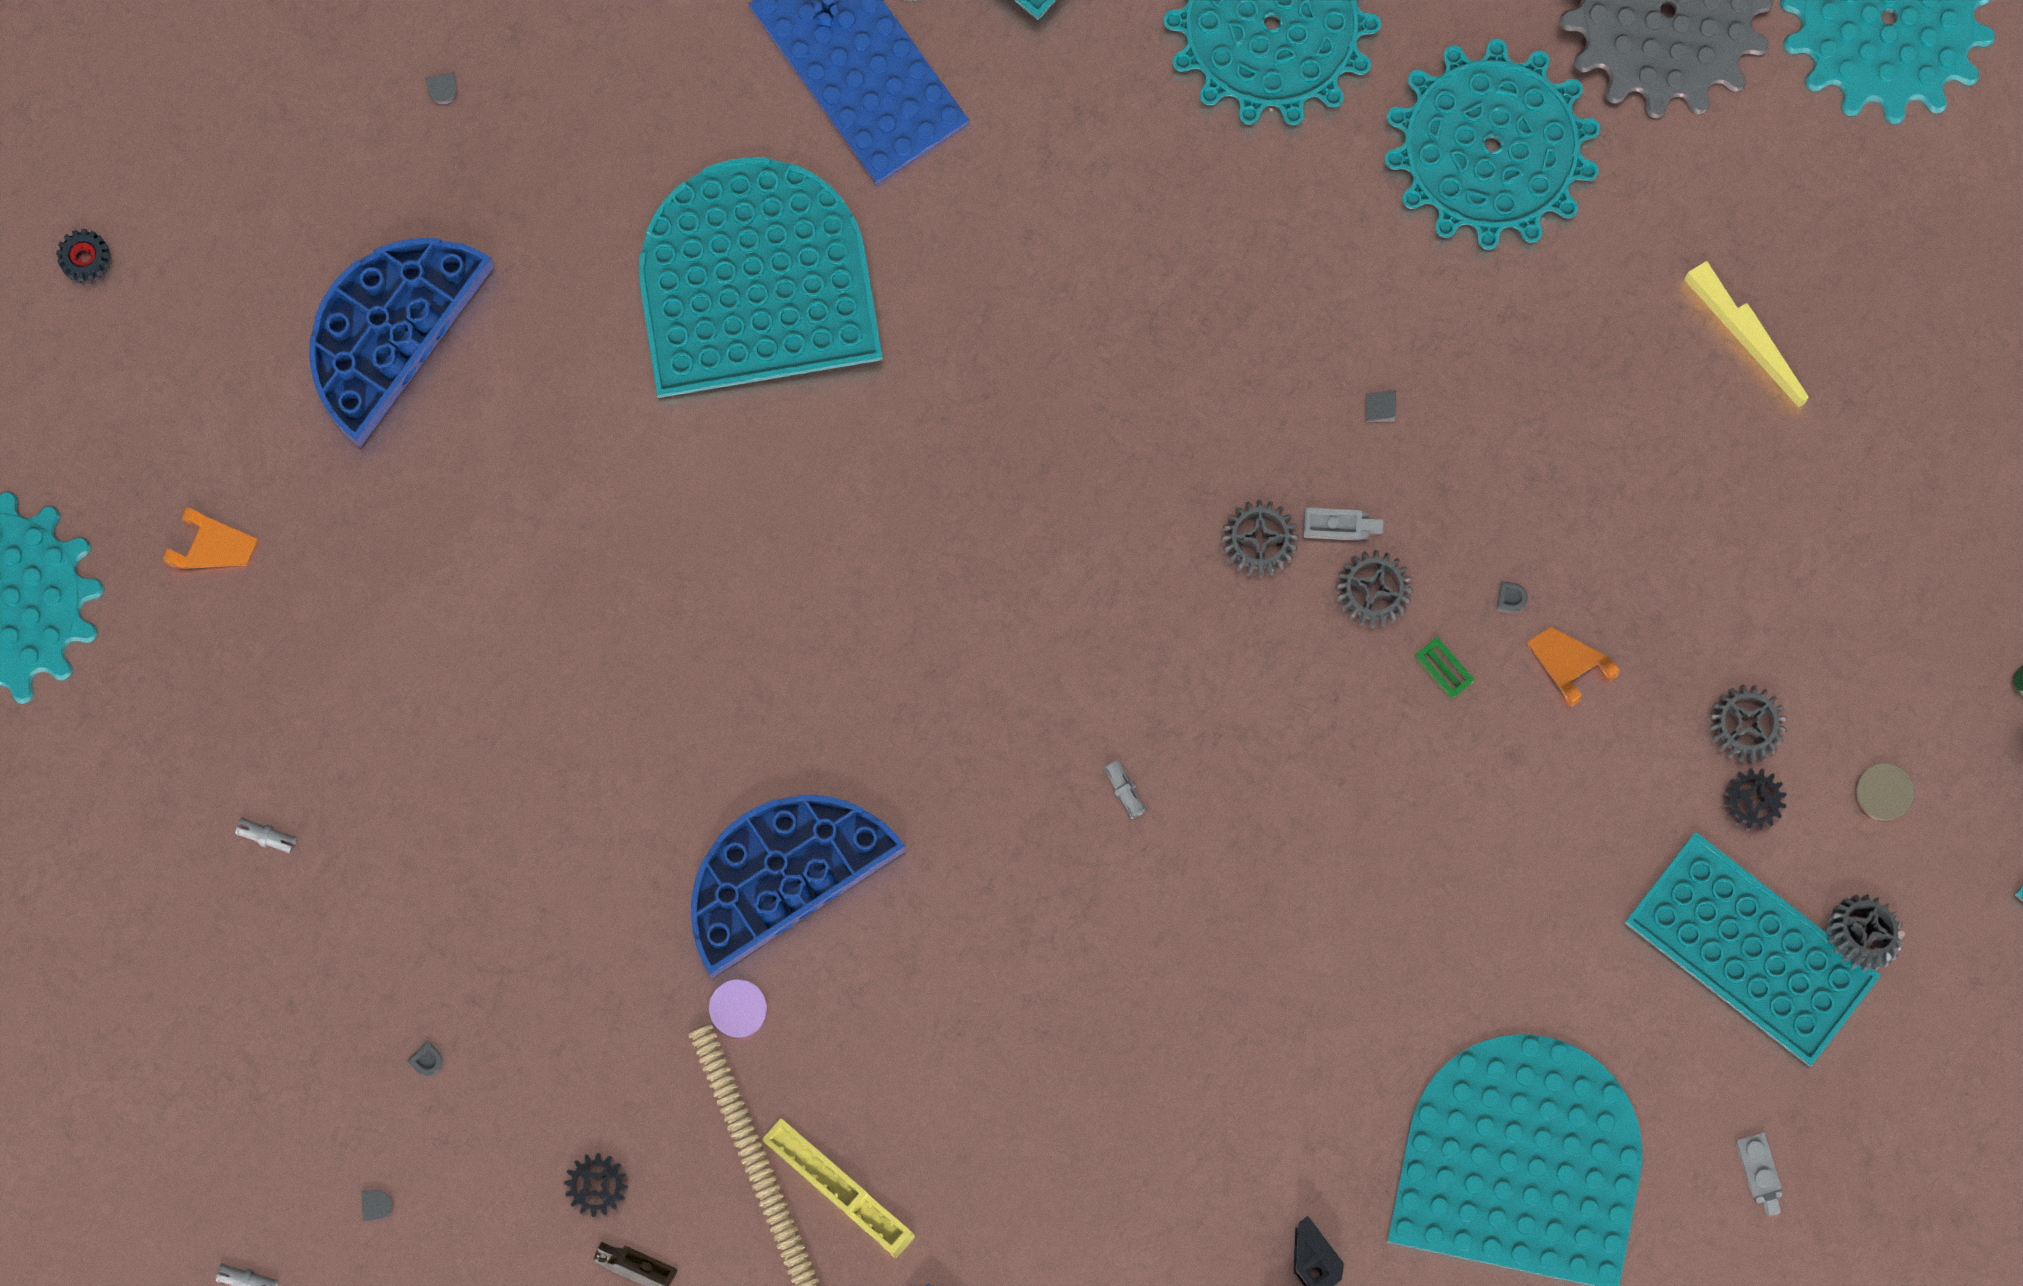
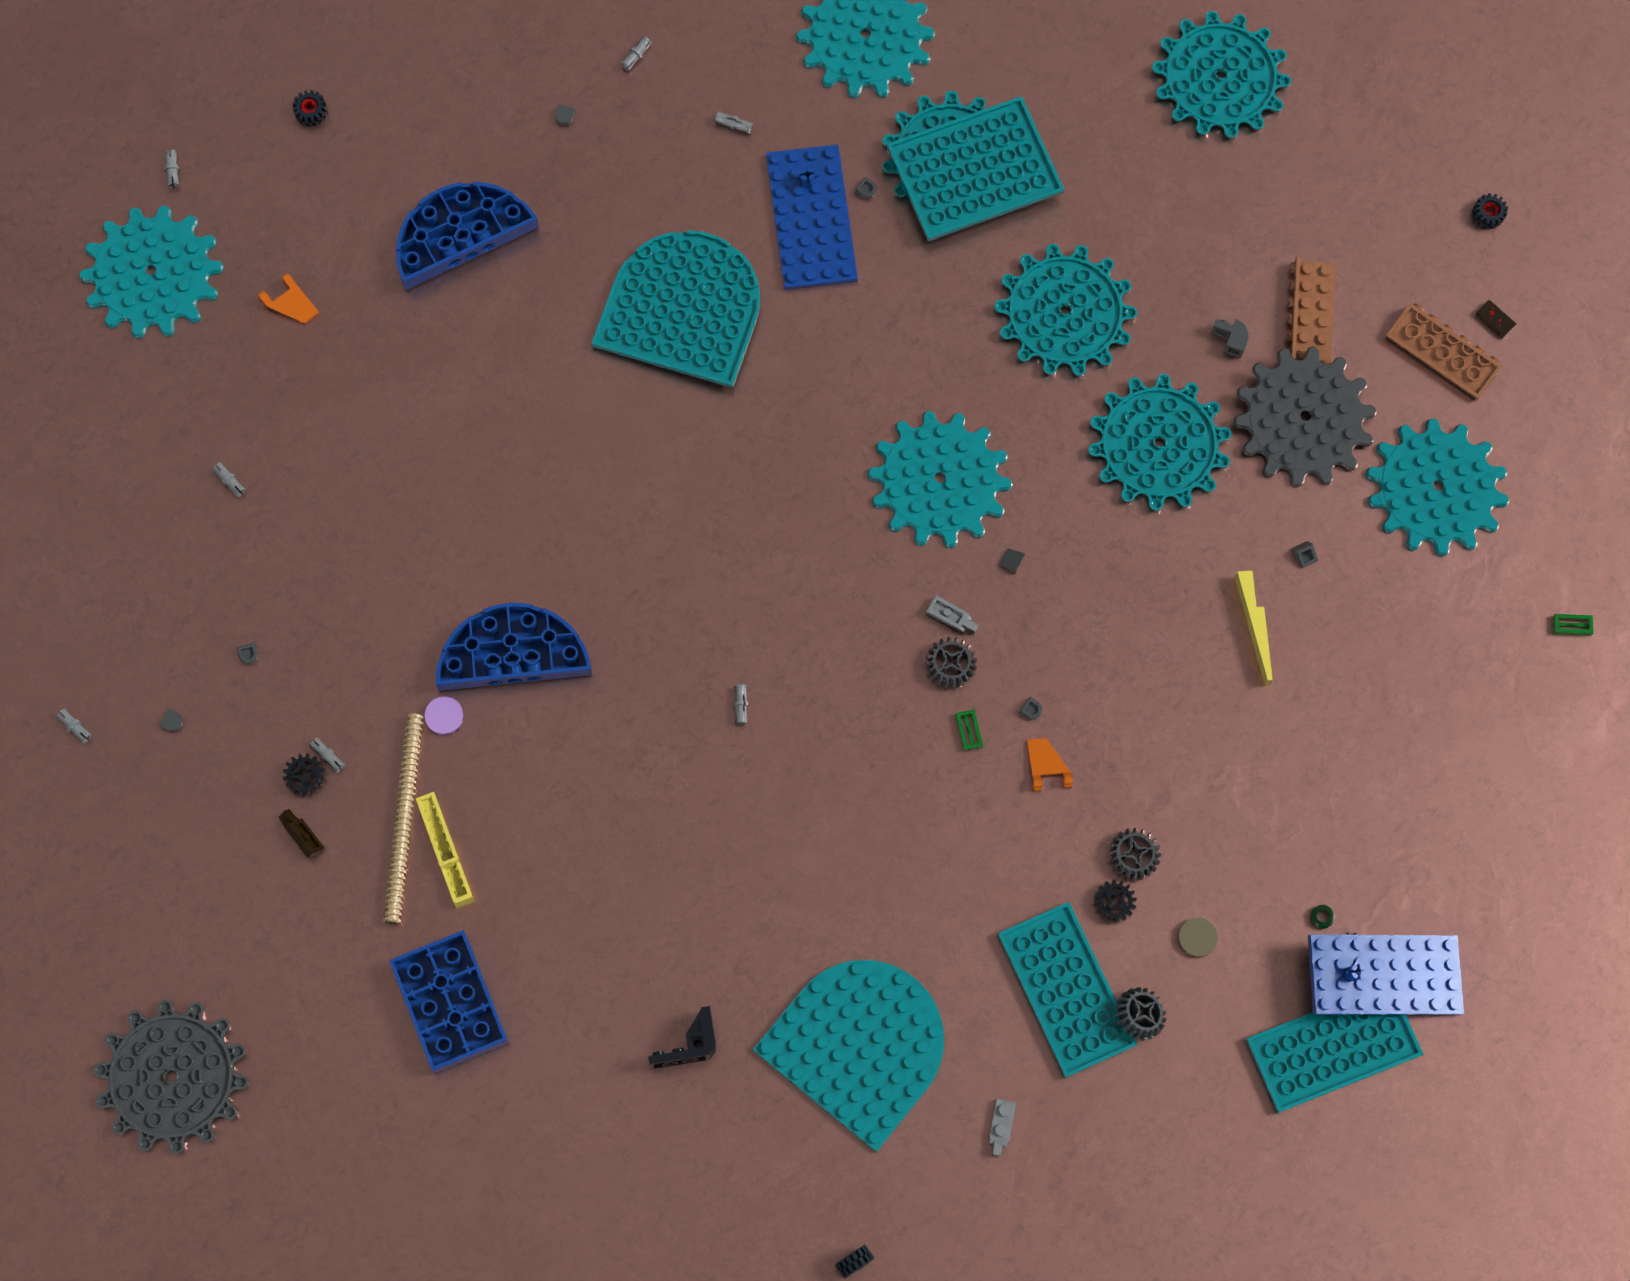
camera: 25 degrees right, 5 degrees down
(611, 1143) = (327, 755): none -> light grey pin
(1217, 385) = (939, 506): none -> teal plate
(1247, 538) = (905, 603): dark grey gear -> none
(1761, 200) = (1305, 554): none -> dark grey slope

